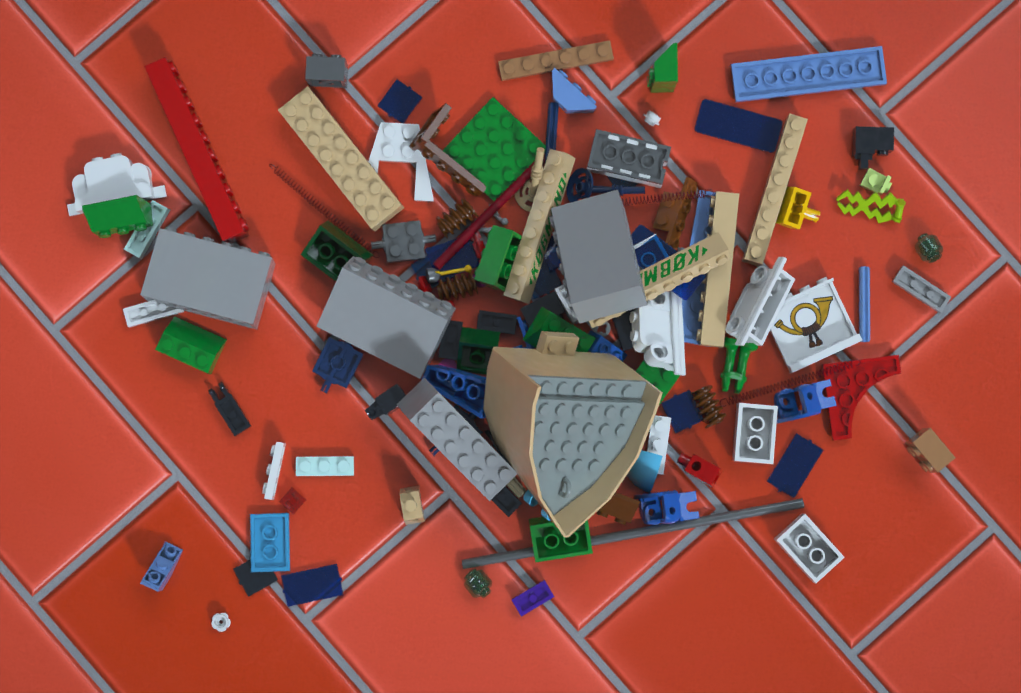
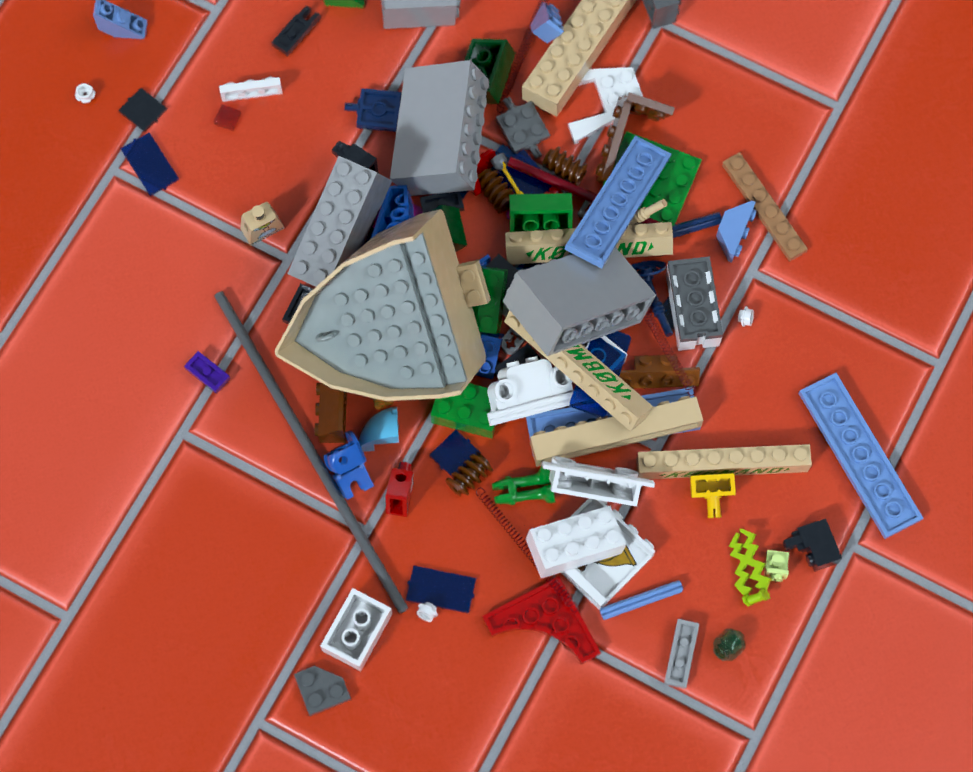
camera: 70 degrees right, 15 degrees down
(270, 542) = (178, 110): dark azure tile -> none
(312, 182) = (547, 23): none -> medium blue slope
(325, 466) = (272, 134): light aqua plate -> none
(399, 101) = (660, 79): clear blue piece -> none
(478, 583) = (203, 313): head -> none
(497, 322) = (476, 239): black plate -> none
(518, 187) = (617, 202): none -> medium blue plate
(552, 545) = (279, 381): green slope -> none
(659, 438) = (413, 440): white plate -> none
(664, 73) = (799, 303): green slope -> none
(738, 126) = (775, 403): clear blue piece -> none
(755, 433) = (458, 530): white brick -> none
(804, 340) = (575, 541): none -> white brick
(811, 401) = (509, 570): blue piece -> none
(811, 483) = (427, 611): none -> white plate
(844, 594) = (321, 689): none -> dark grey plate
(929, 450) = (509, 719): medium nougat brick -> none

